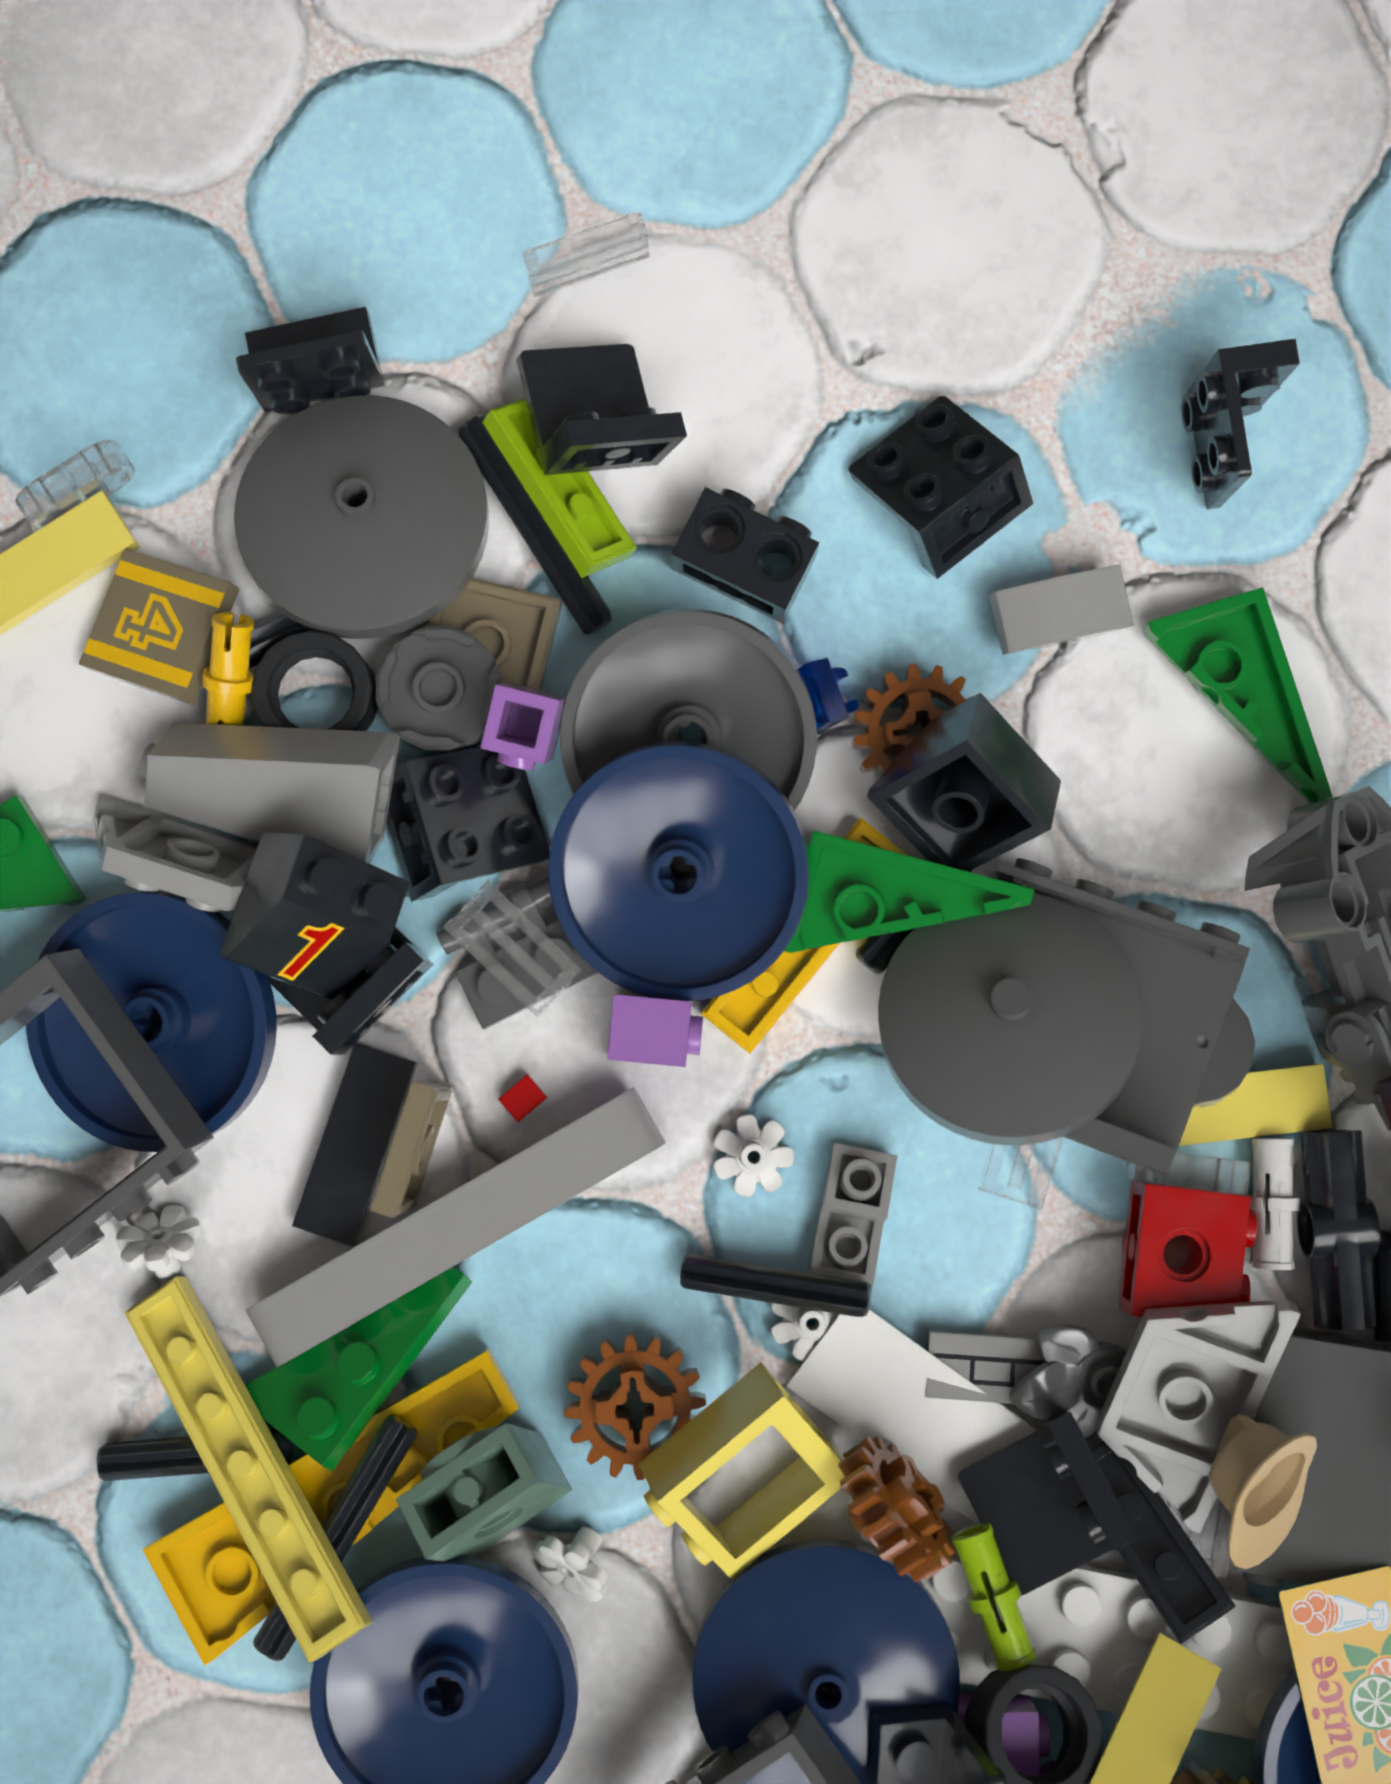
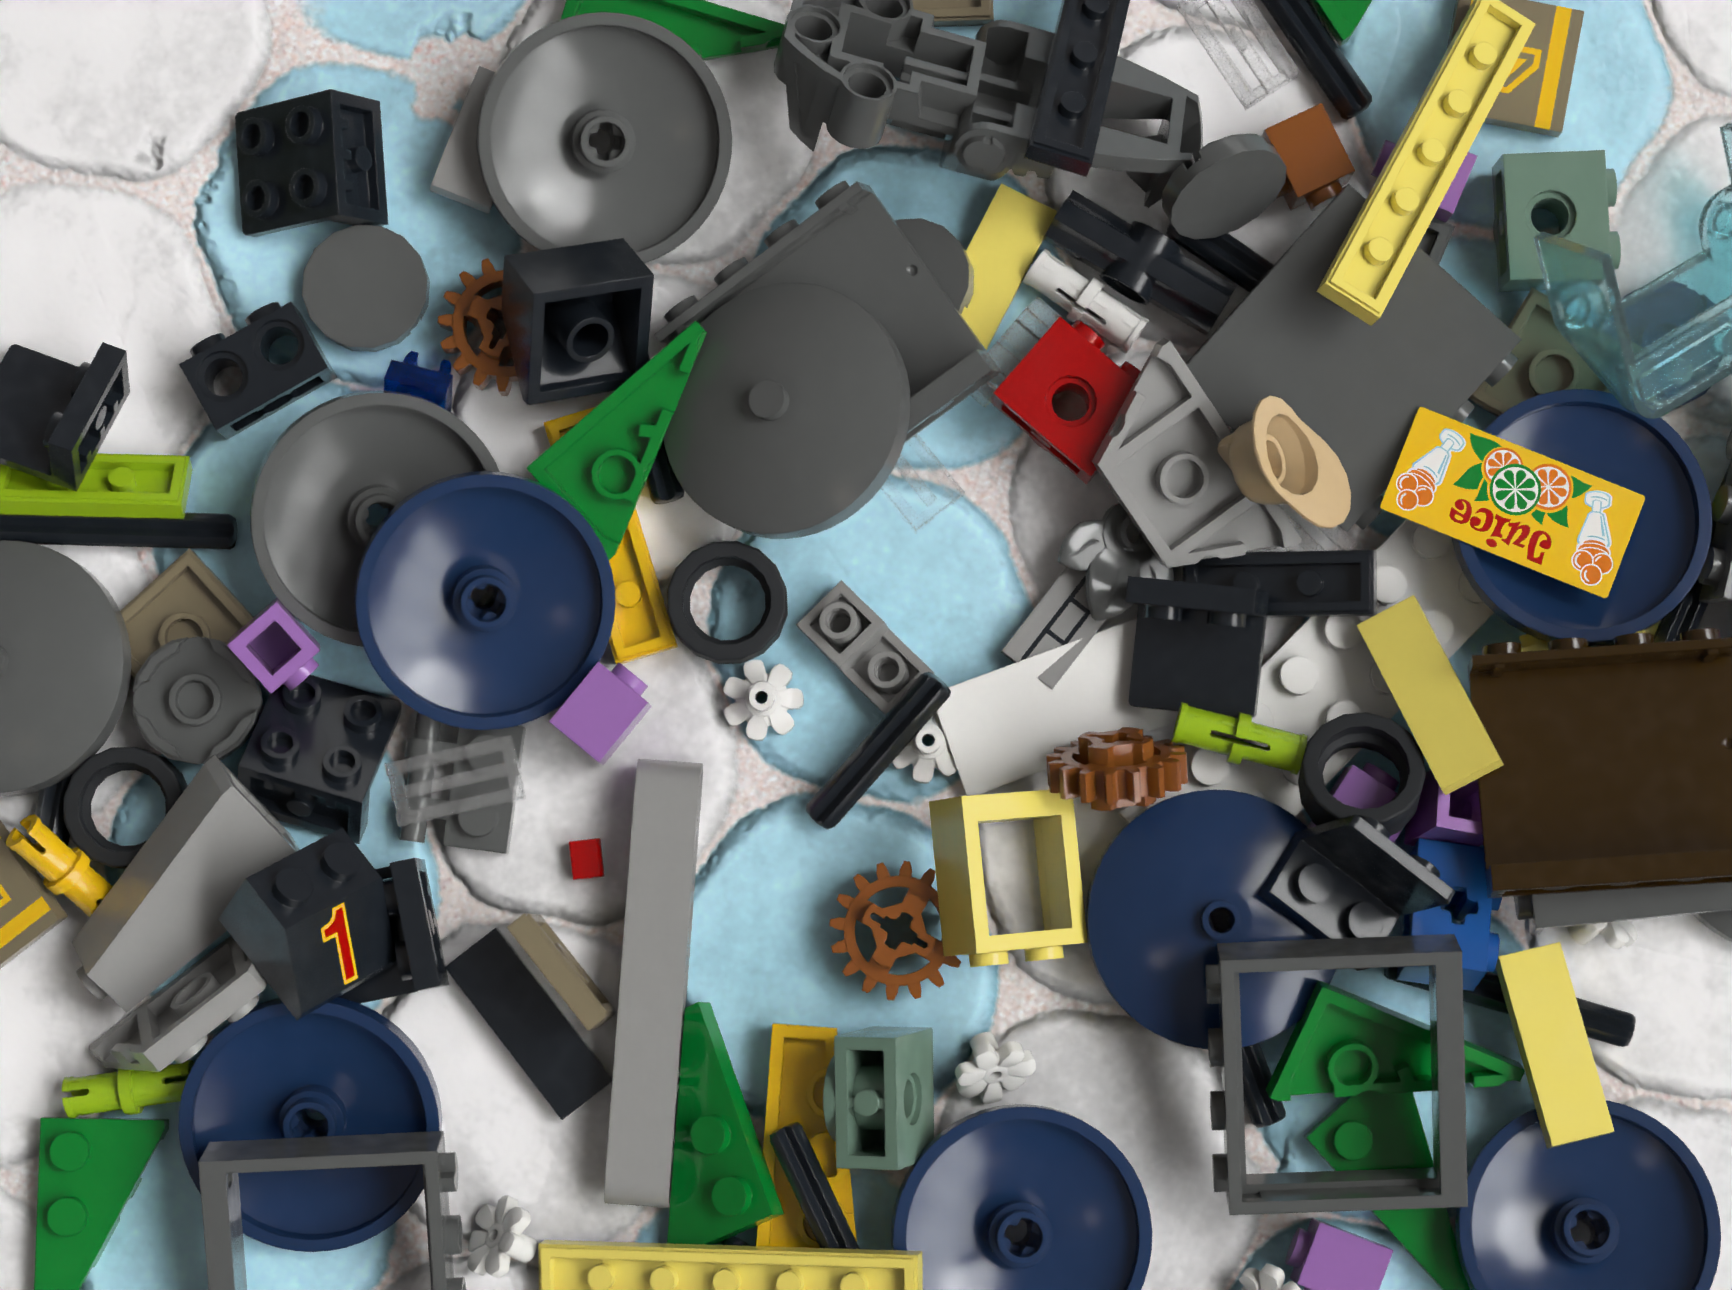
camera: 55 degrees left, 0 degrees up
(78, 844) = (124, 1090): none -> lime pin
(861, 1062) = (727, 554): none -> black tyre
(872, 596) = (365, 288): none -> dark grey tile
(1192, 715) = (652, 100): none -> dark grey dish

